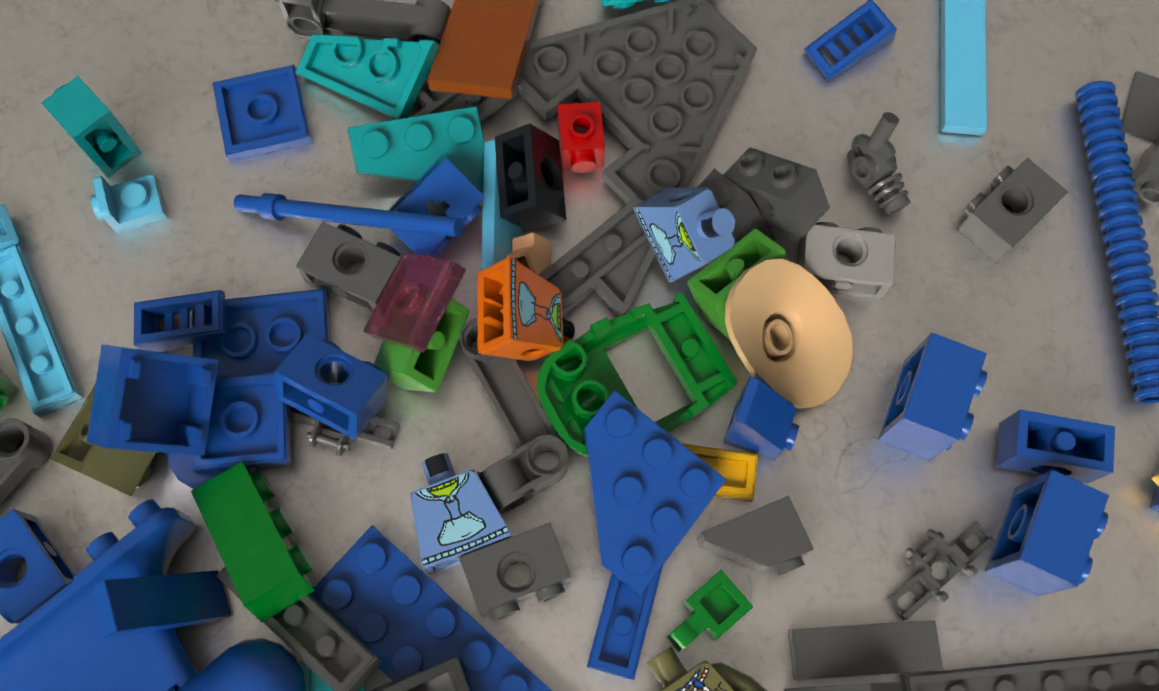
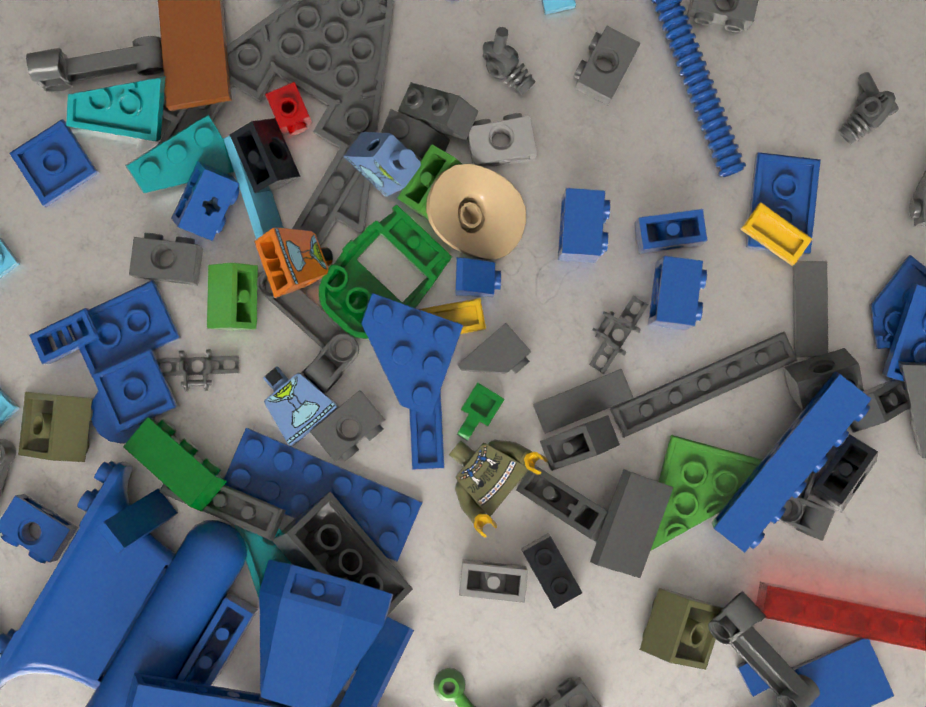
camera: 20 degrees left, 15 degrees up
(152, 401) = (77, 400): blue container -> none
(278, 207) = (96, 233): blue bar -> none
(347, 406) = (199, 361): blue brick -> none
(414, 301) = (219, 275): clear pink tile -> none
(532, 252) = (284, 211): light nougat piece -> none

